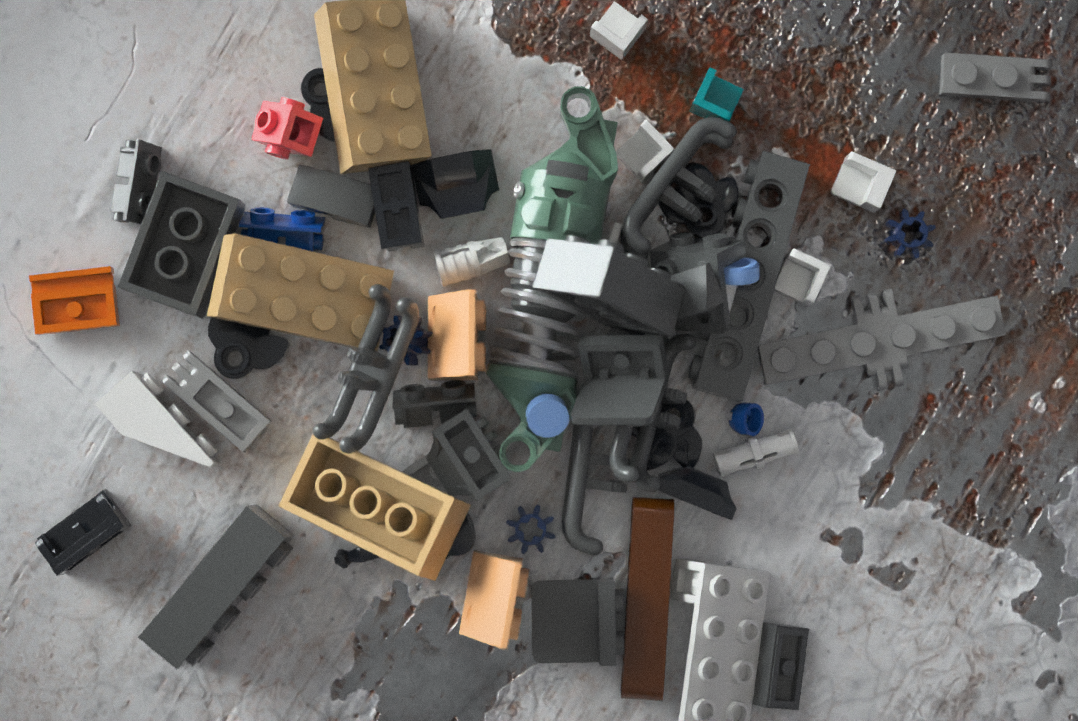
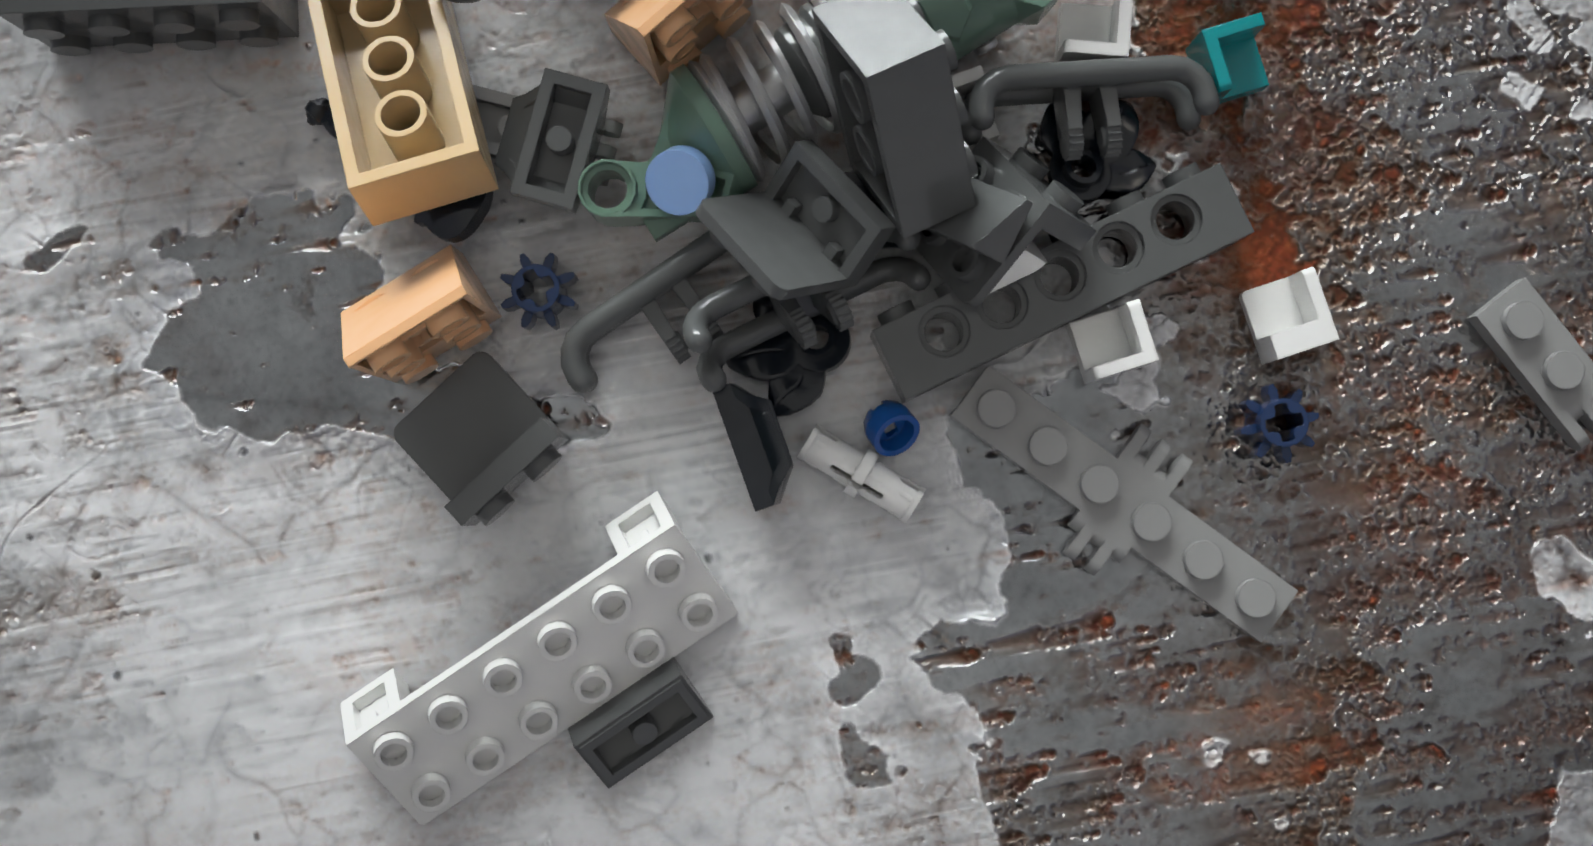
camera: 55 degrees right, 0 degrees up
(415, 403) = (570, 38): dark grey hinge -> none
(647, 598) = (579, 497): reddish brown beam -> none
(742, 272) = (1056, 258): light blue tile -> none

